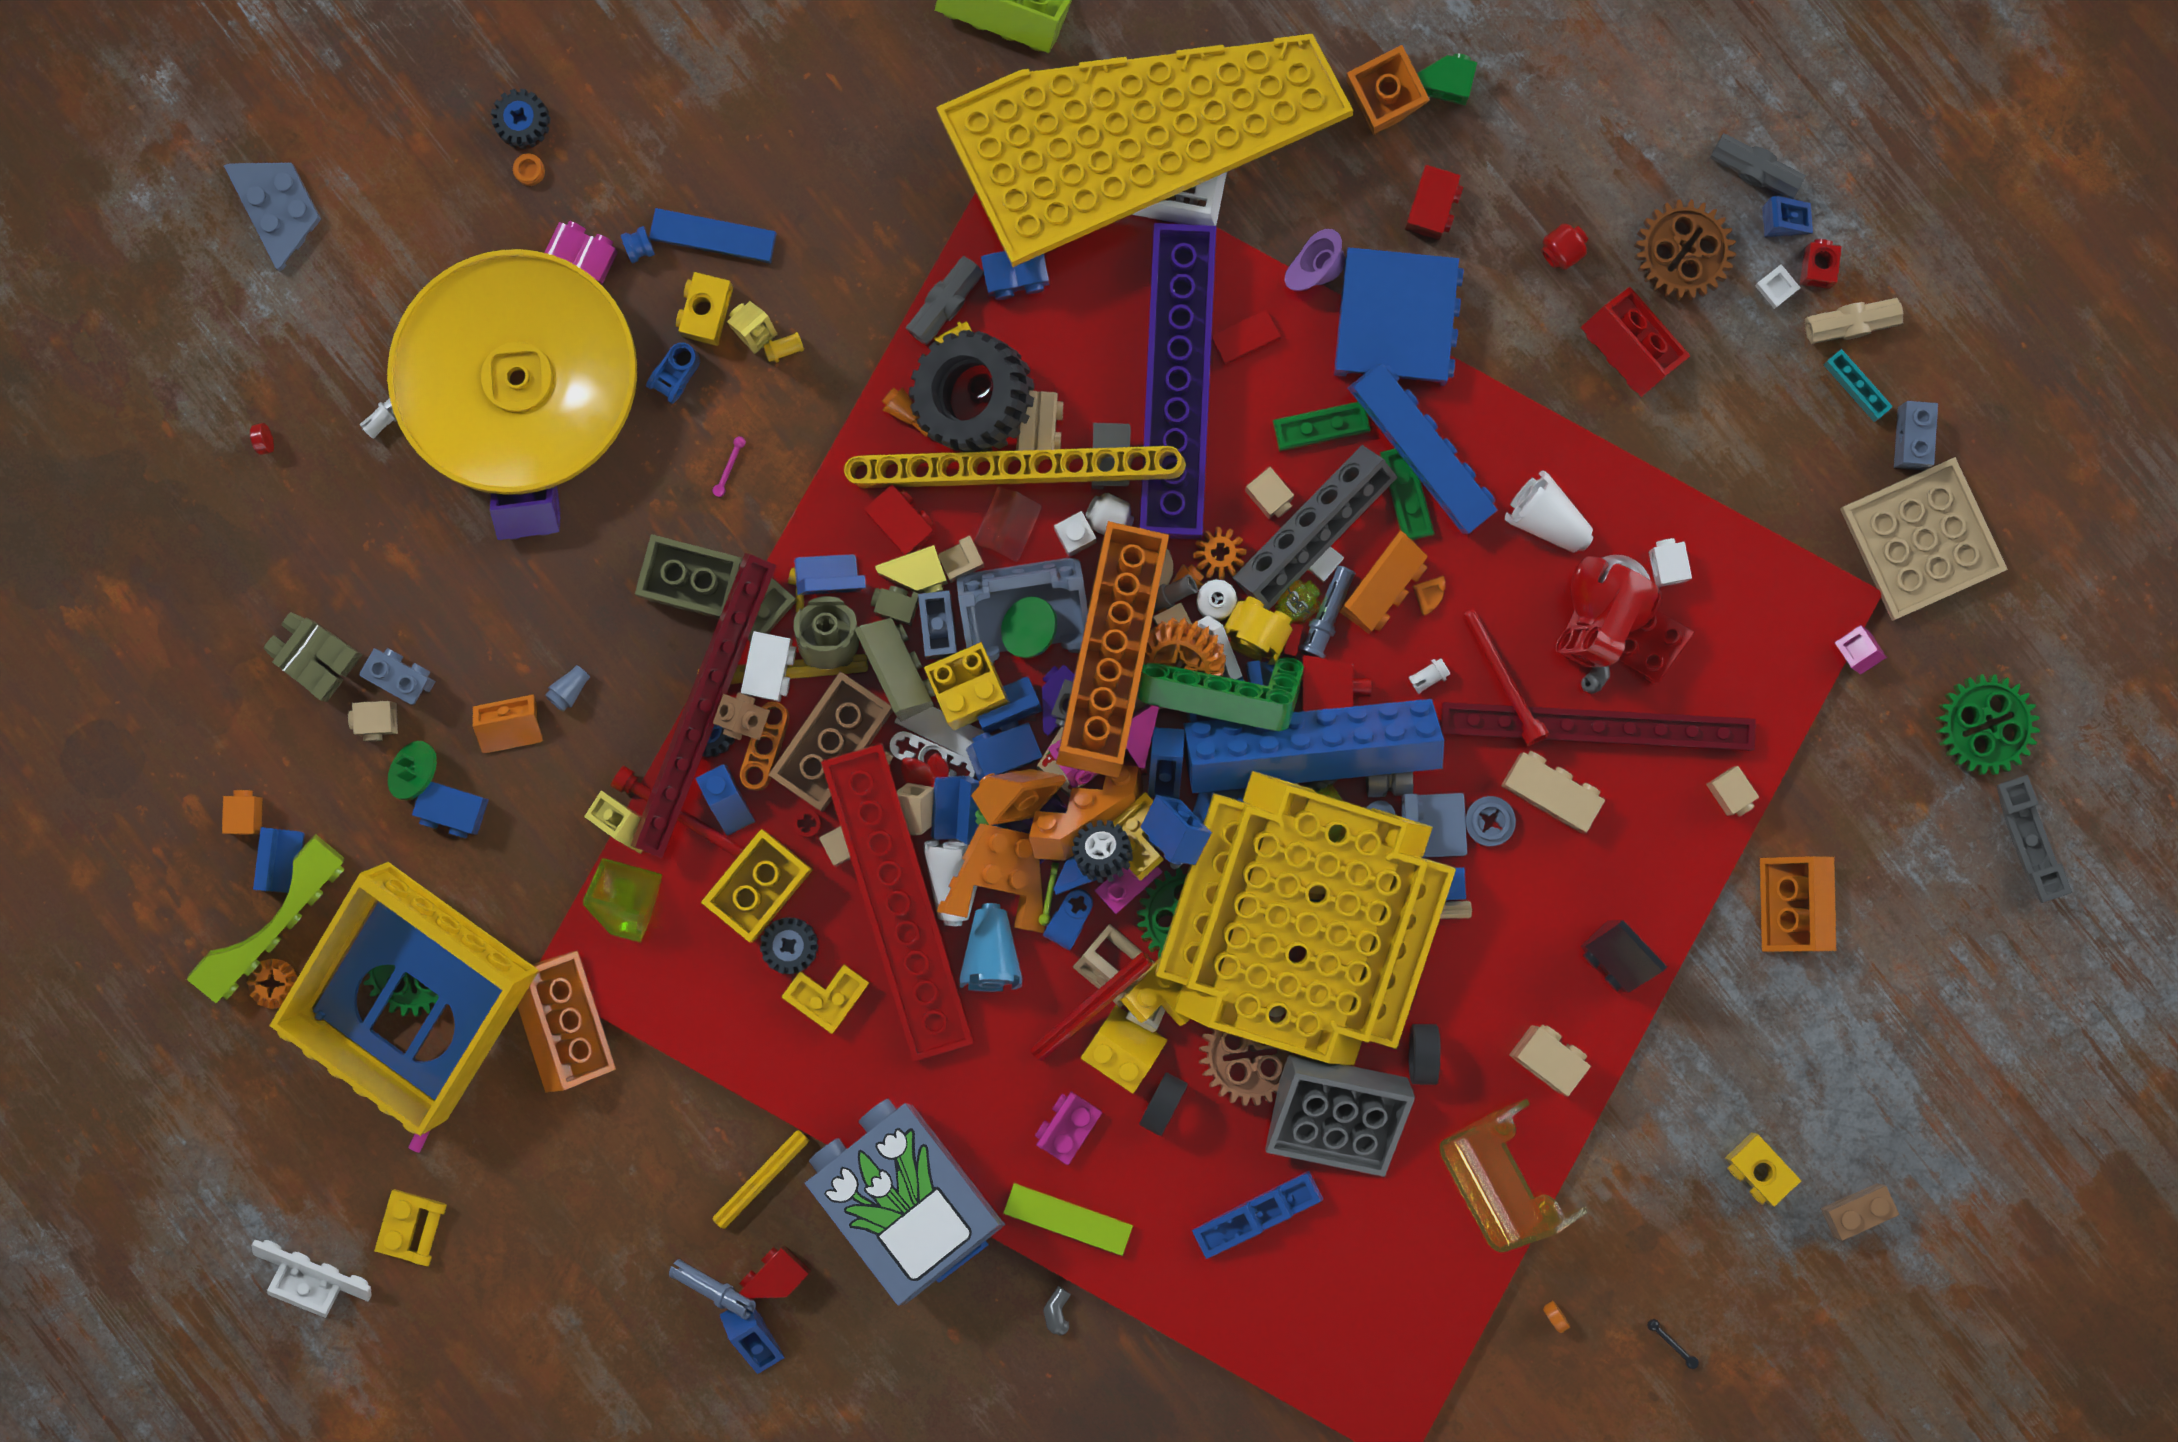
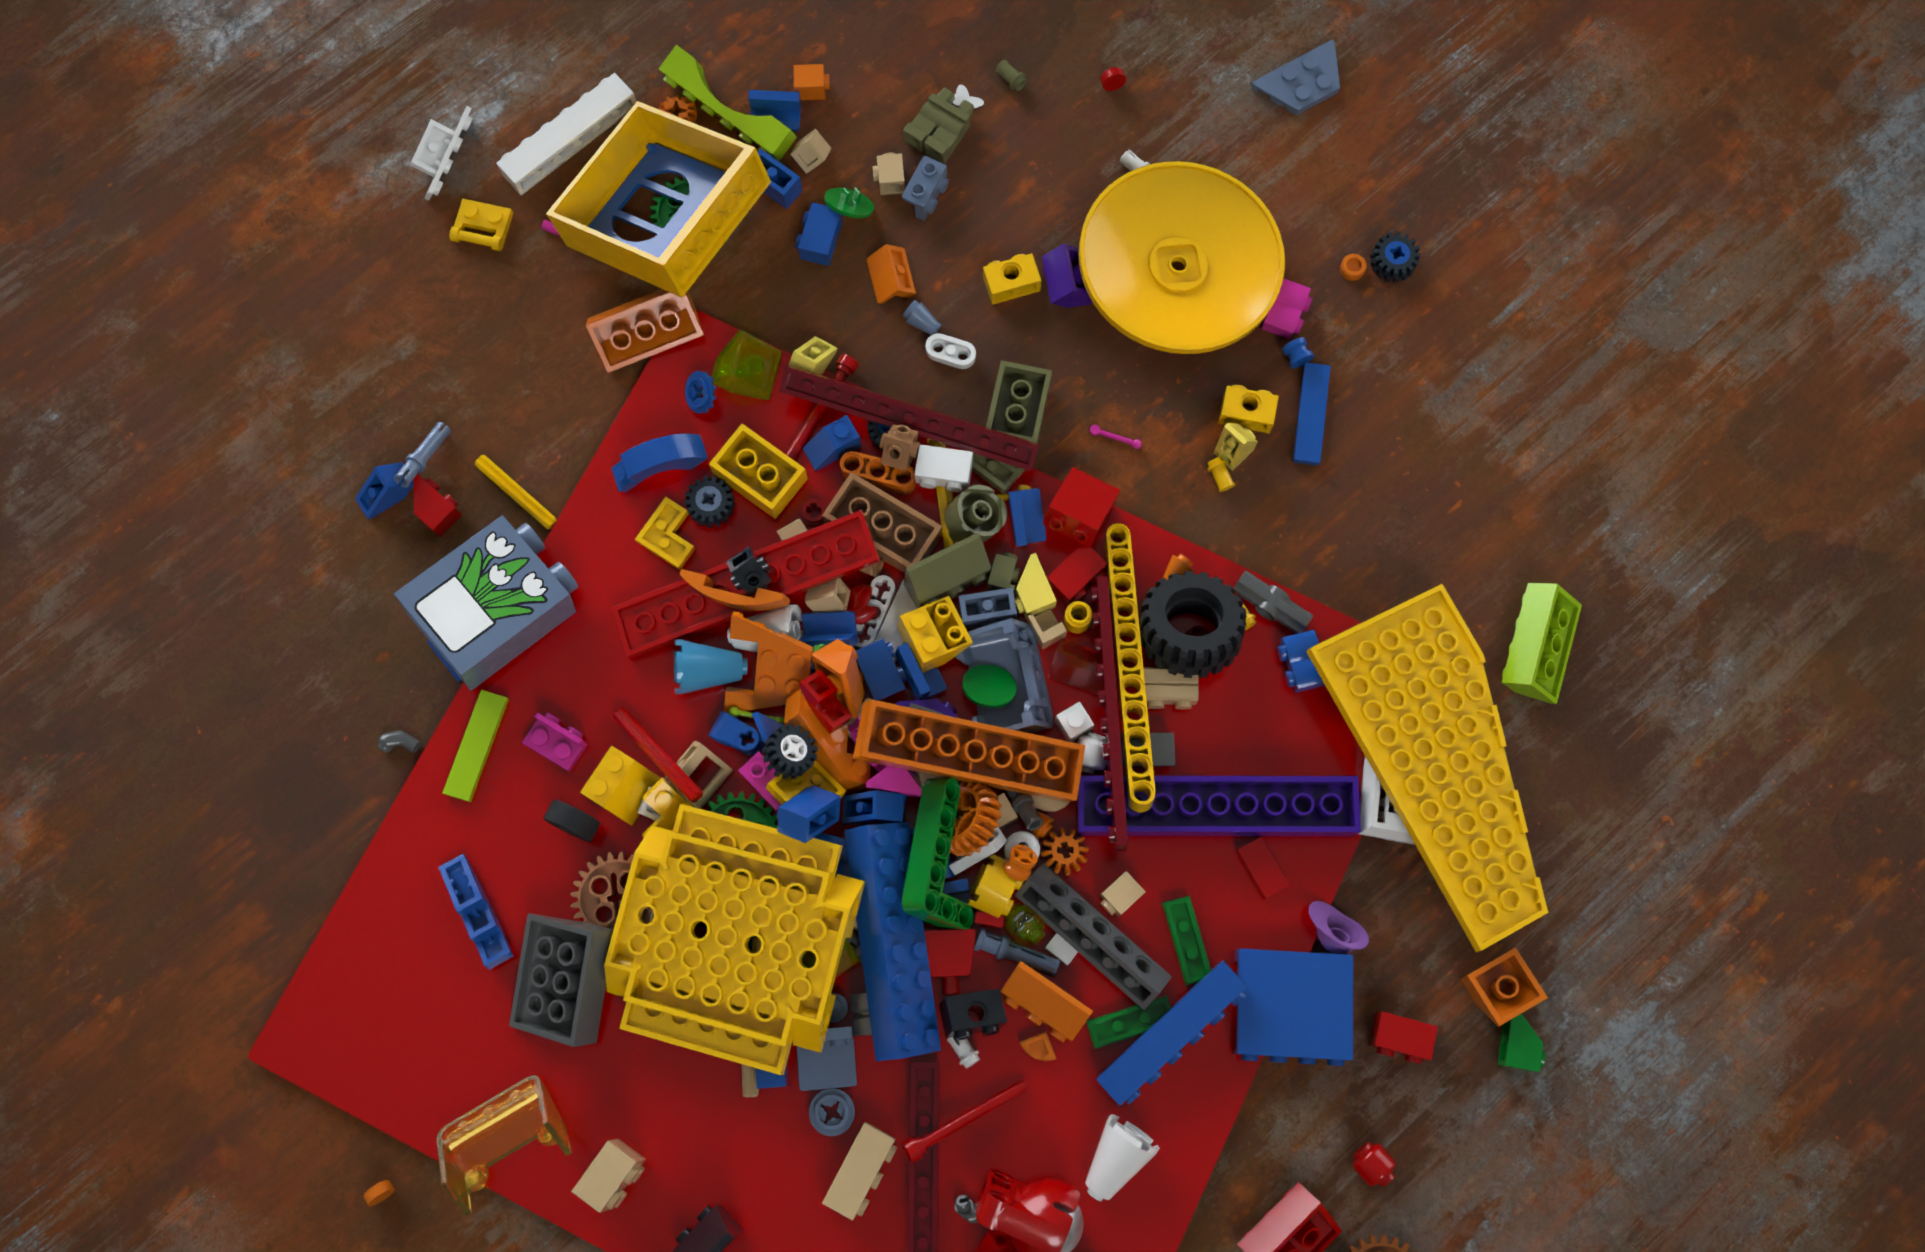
camera: 85 degrees right, 10 degrees down
(247, 564) = (1011, 75): none -> olive pin
(273, 625) = (962, 94): none -> white sticker
(293, 1119) = (567, 134): none -> white brick
(336, 816) = (810, 151): none -> tan panel
(380, 849) = (784, 184): none -> blue brick
(534, 591) = (1004, 289): none -> yellow brick
(609, 655) = (951, 351): none -> white plate
(648, 963) = (693, 392): none -> blue gear
(673, 373) = (1188, 385): blue piece -> none
(735, 1005) = (656, 456): none -> blue arch
(822, 509) = (1080, 506): none -> red panel
(889, 893) = (749, 571): none -> black brick
(899, 950) = (763, 599): none -> orange slope
(948, 513) = (1081, 610): none -> yellow brick
(1042, 814) = (821, 698): none -> red slope
(1083, 492) = (1110, 723): none -> dark red plate
(1236, 600) = (1020, 862): none -> orange wheel
(1386, 646) = (986, 1004): none -> black brick
(1424, 1054) = (615, 1056): black tyre -> none

